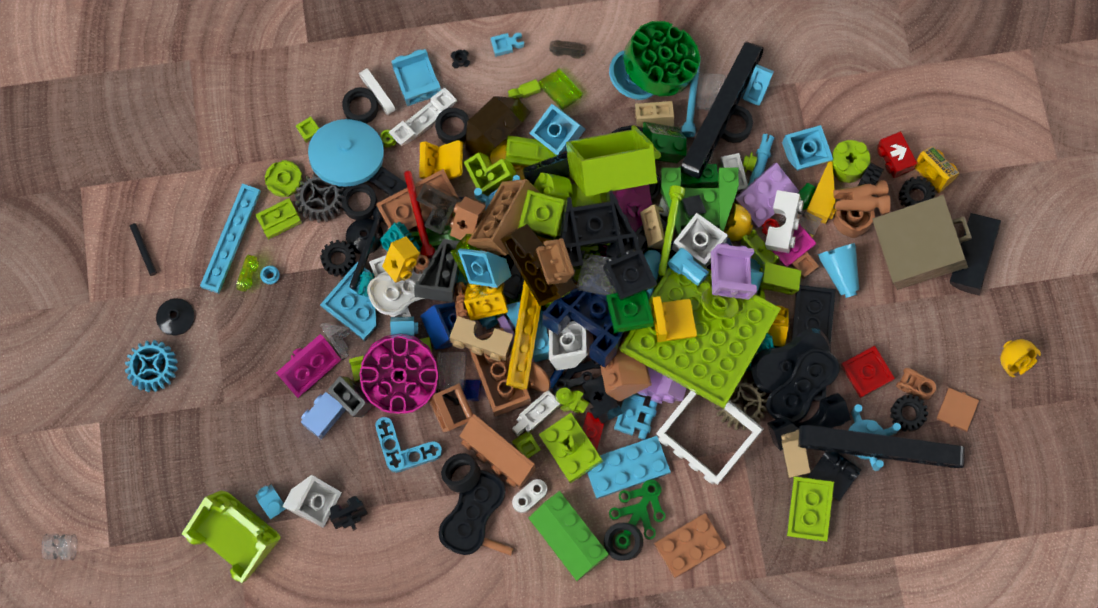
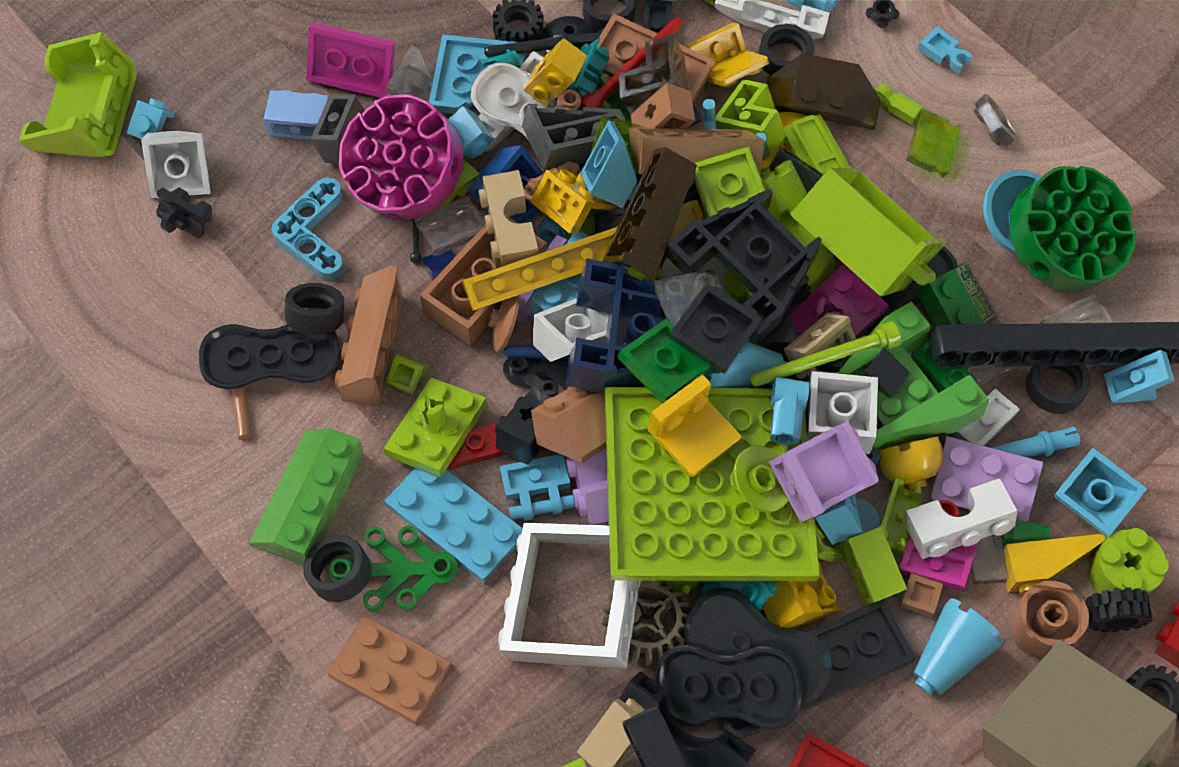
camera: 55 degrees right, 10 degrees down
(441, 411) = (388, 237): nougat tile -> none
(530, 496) = (336, 414): white plate -> none
(536, 413) = (459, 358): white hinge -> none
(555, 261) = (665, 223): medium nougat hinge -> none
(556, 129) = (879, 158): medium azure slope -> none
(571, 400) = (501, 385): lime hips -> none
(655, 112) = (991, 270): tan hinge -> none
(689, 127) = (1037, 313): medium azure piece -> none
(749, 162) = (1016, 430): lime plate -> none
(862, 199) = (1081, 606): nougat piece -> none

